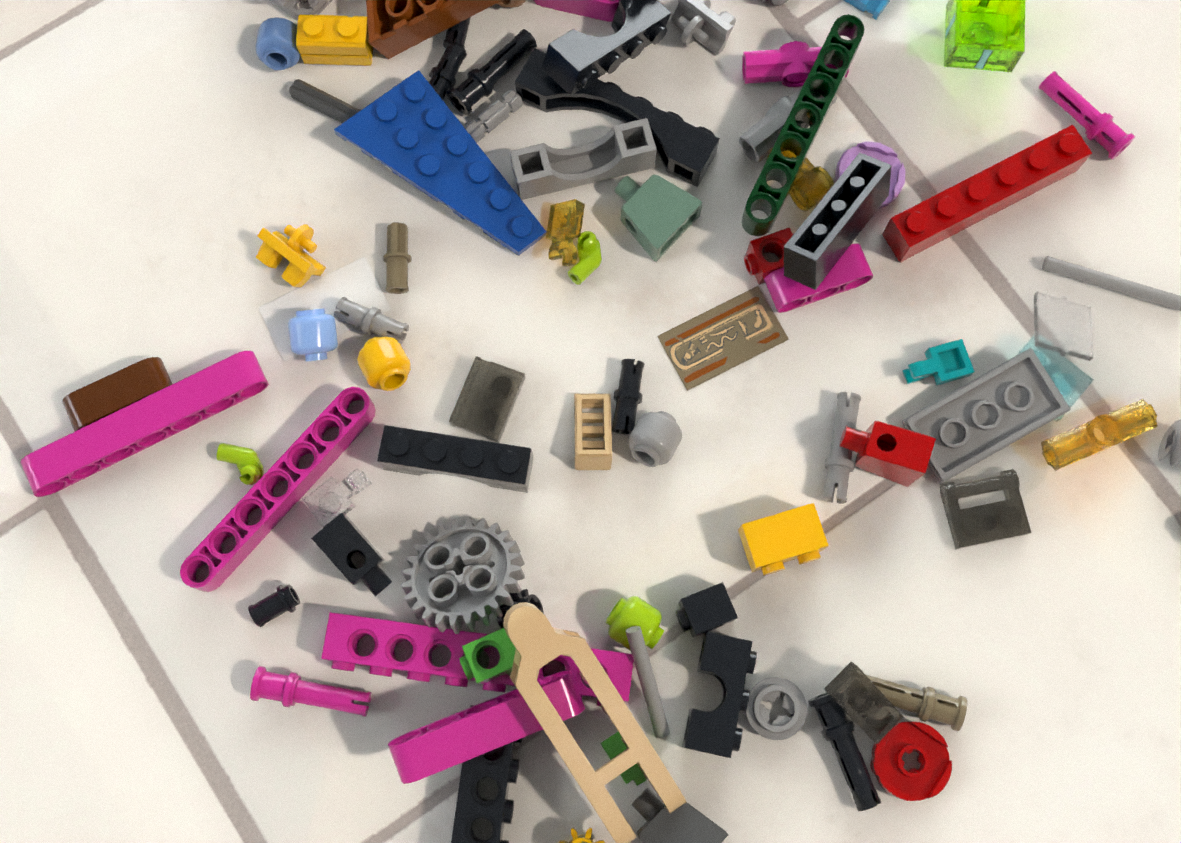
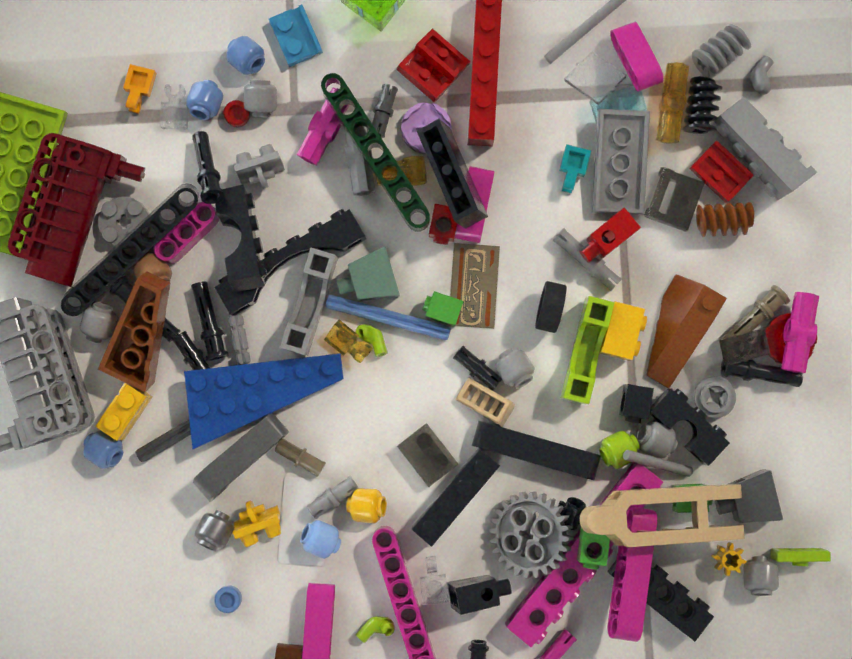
camera: 55 degrees left, 10 degrees up
(183, 276) = (228, 599): none -> medium blue tile
(254, 210) = (214, 530): none -> flat silver head
(356, 186) = (240, 456): none -> dark grey beam
(572, 525) = (536, 450): none -> black beam
(622, 262) = (388, 317): none -> medium blue axle
(672, 314) = (443, 308): none -> bright green brick
(676, 664) = (657, 439): none -> light grey head
(720, 514) = (586, 350): none -> lime arch
(756, 432) = (551, 307): none -> black tyre
(844, 609) = (683, 321): none -> dark orange wedge
(857, 116) = (383, 109): none -> dark grey pin
(929, 763) = (800, 332): none -> dark pink piece
(946, 140) = (433, 65): none -> red slope
(1004, 584) = (725, 218): none -> dark orange piece
(1058, 545) = (721, 171): none -> red plate
(1121, 470) = (701, 105): none -> black piece
(1122, 579) = (763, 149): none -> light grey wedge
(1124, 356) = (636, 56): none -> dark pink beam

